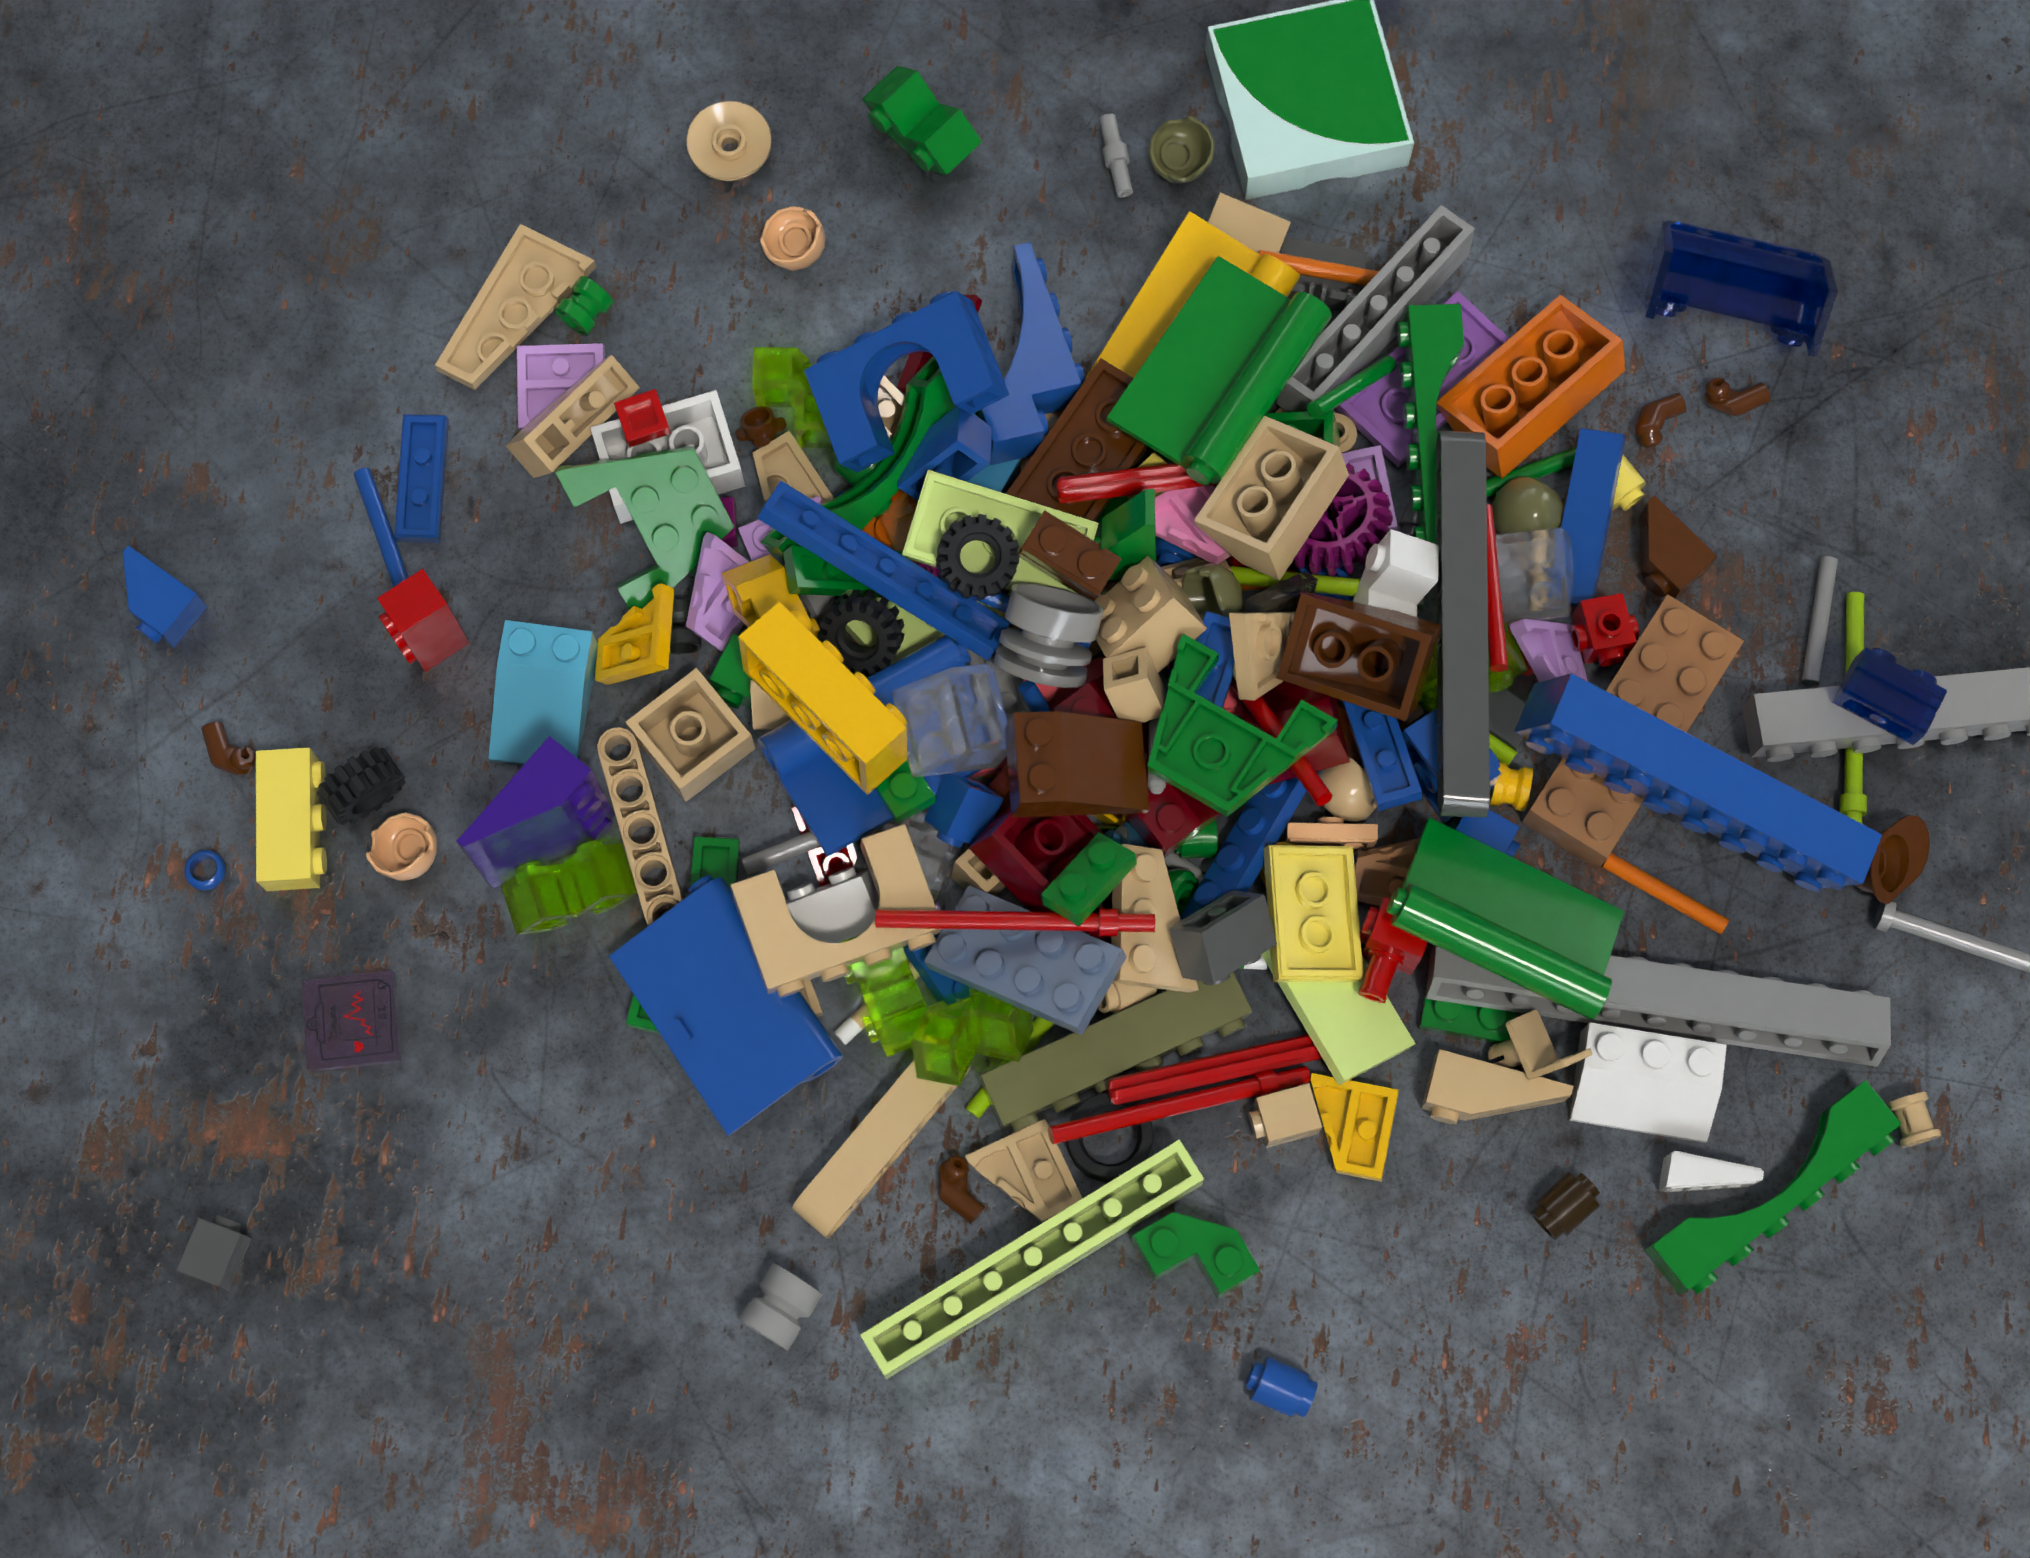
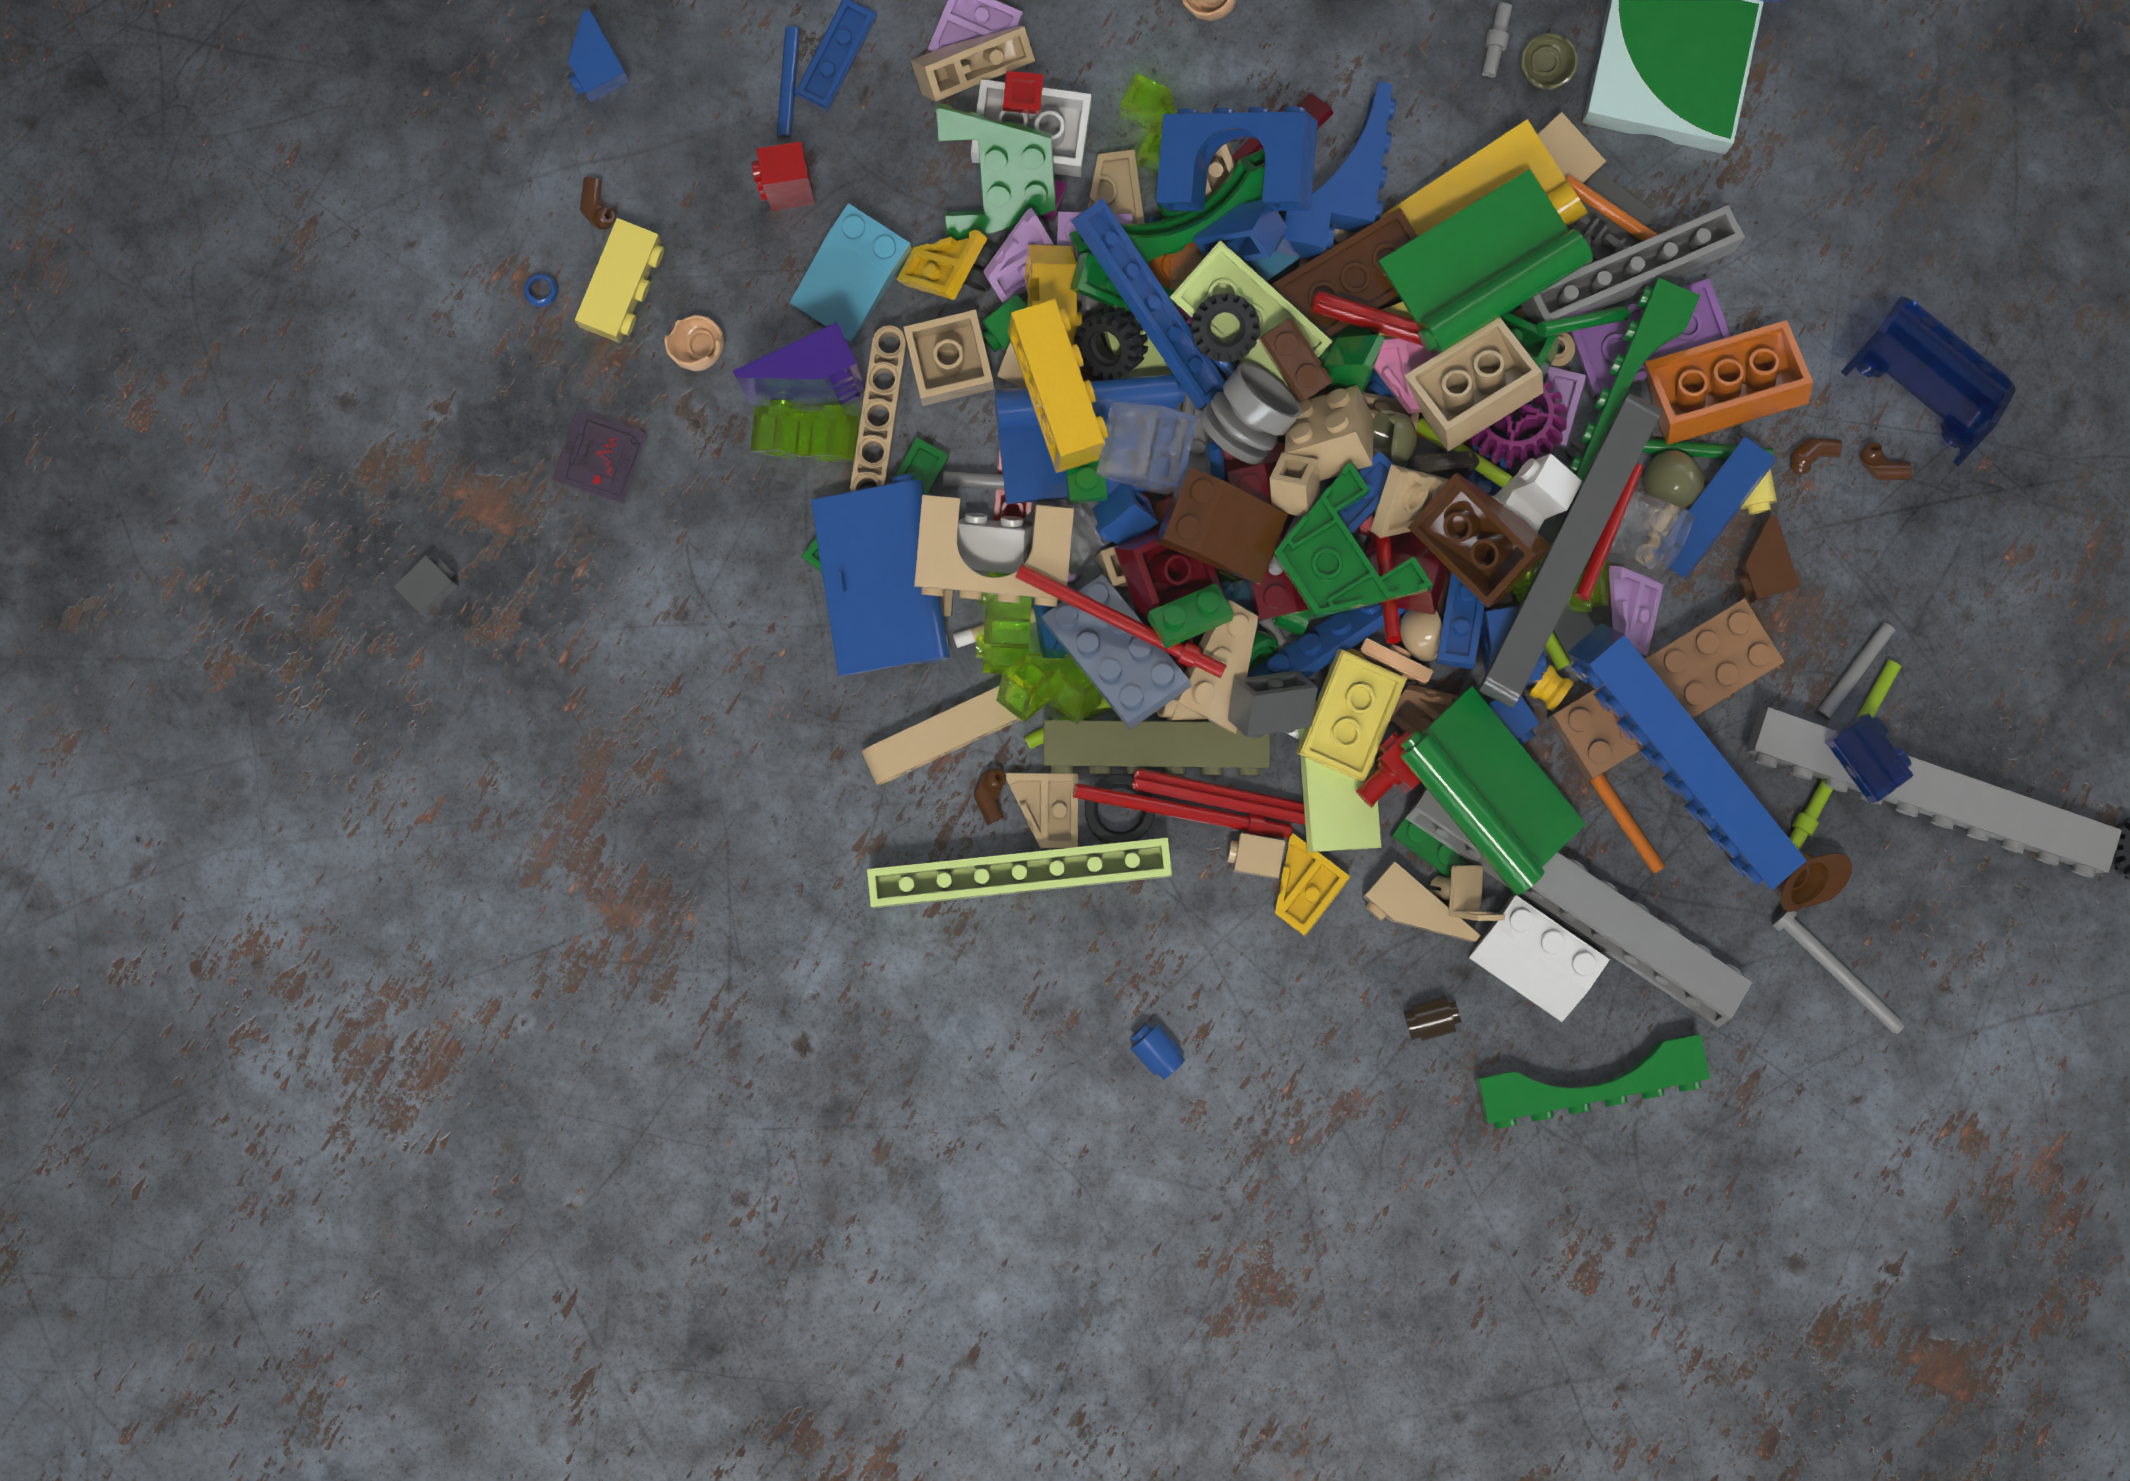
camera: 25 degrees right, 10 degrees up
(361, 785) = (684, 282): black tyre -> none
(760, 426) = (1114, 135): reddish brown plate -> none
(781, 1305) = (819, 820): light grey wheel -> none
(1214, 1247) = (1157, 929): green brick -> none
(1604, 630) = (1683, 602): red brick -> none
(1695, 1172) = (1538, 1040): white slope -> none
(1915, 1119) = (1723, 1079): tan bush -> none

